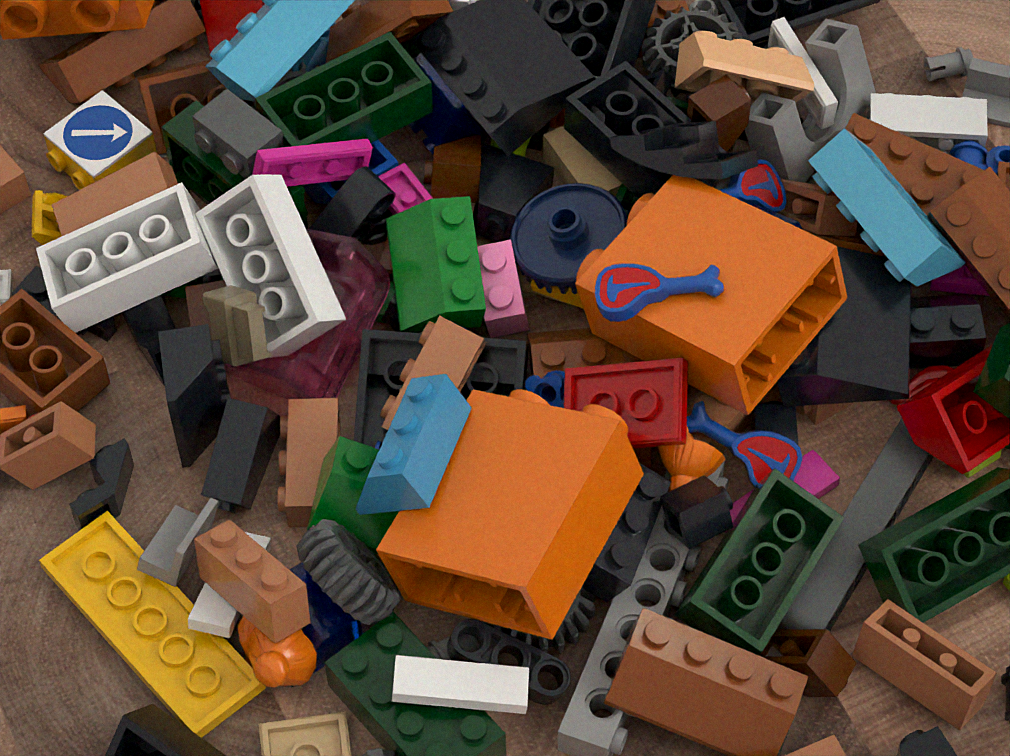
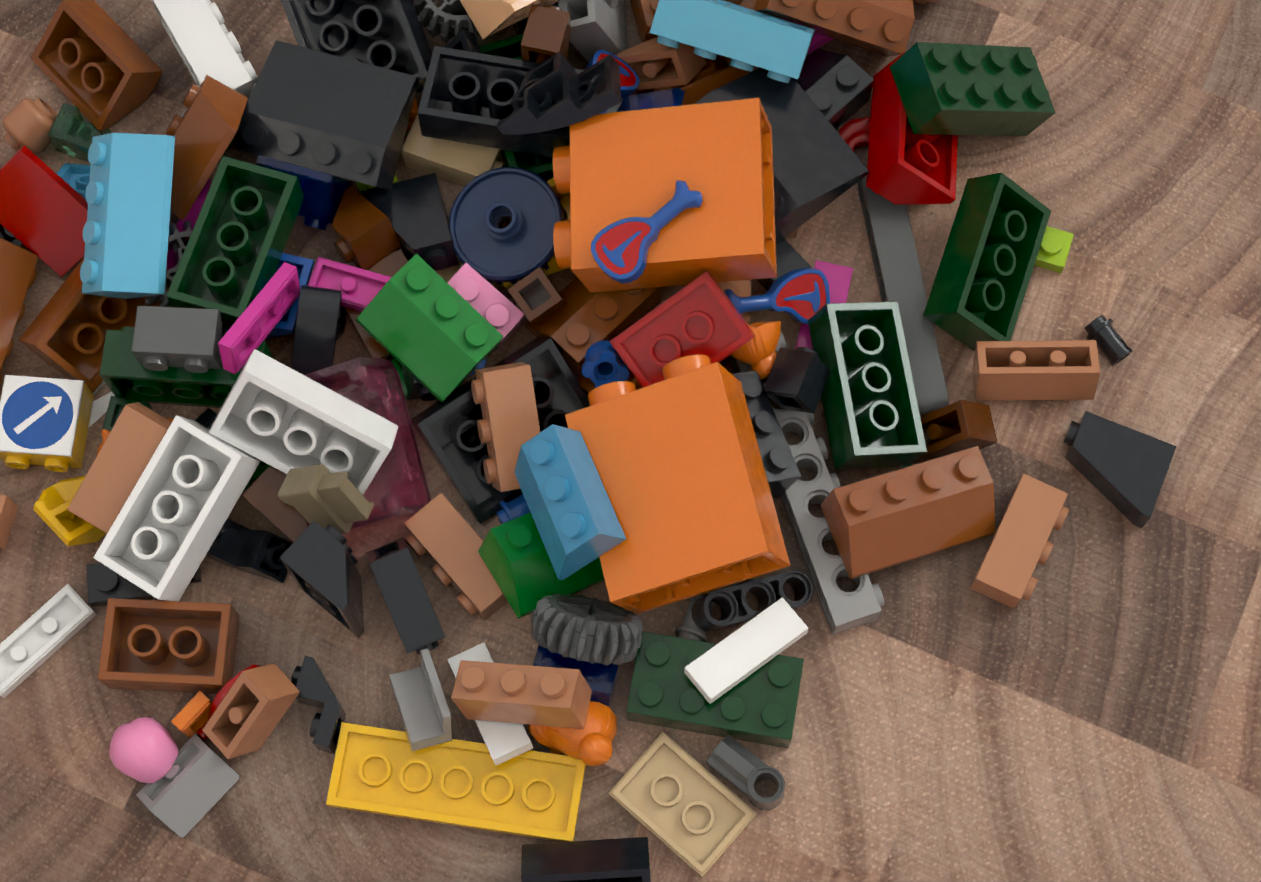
camera: 40 degrees left, 15 degrees up
(546, 307) = (537, 296): none -> reddish brown brick

